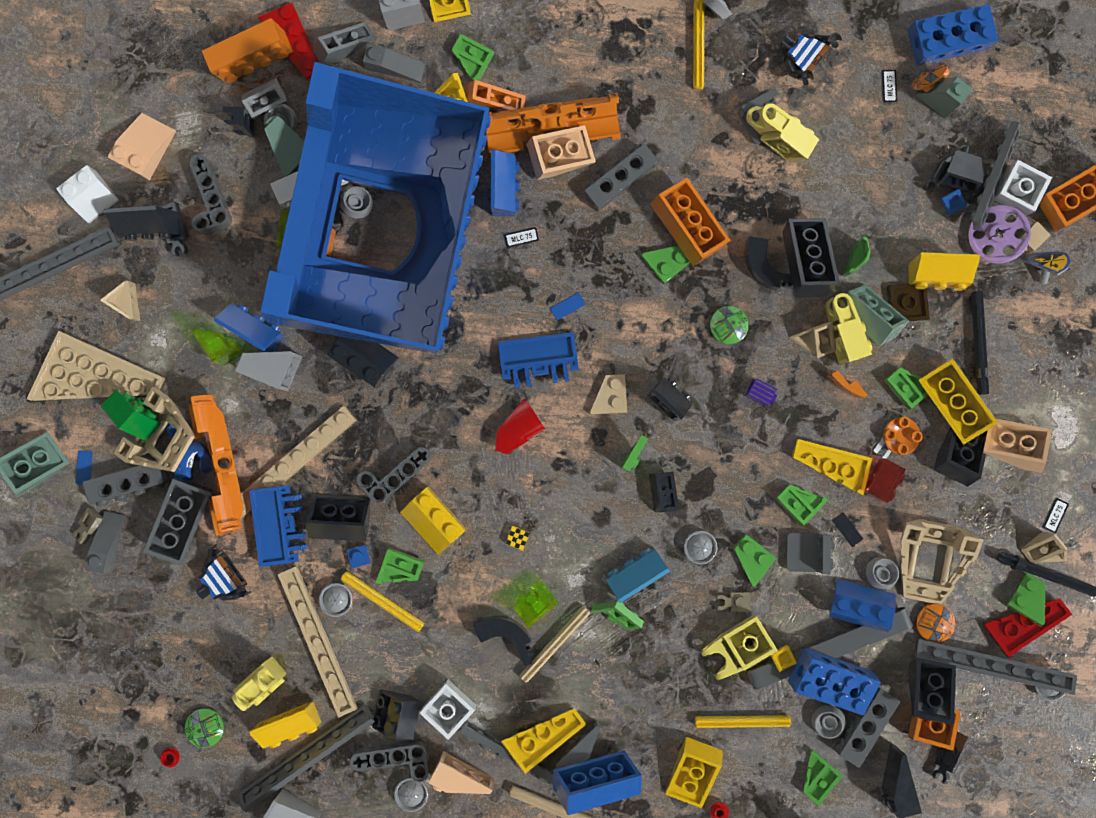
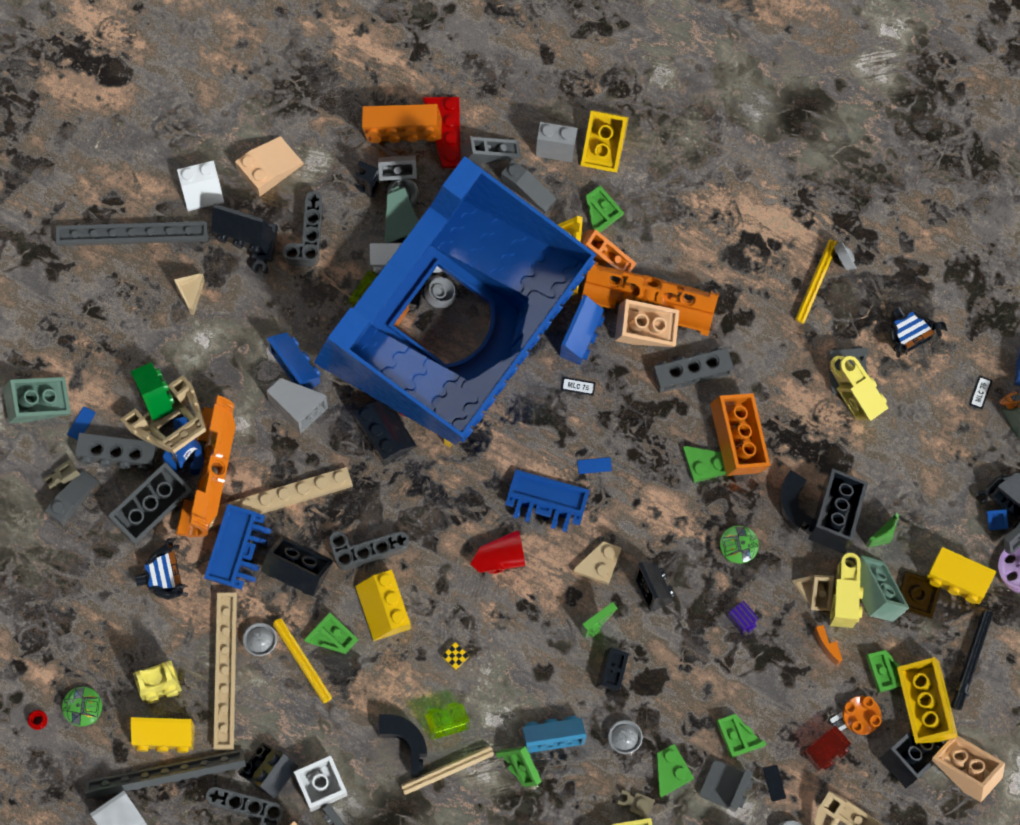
camera: 20 degrees right, 15 degrees down
(84, 371) = (126, 339): tan wing -> none
(219, 347) = (261, 367): clear neon green slope -> none
(358, 556) = (298, 610): blue plate -> none
(839, 465) = (788, 715): yellow wing -> none

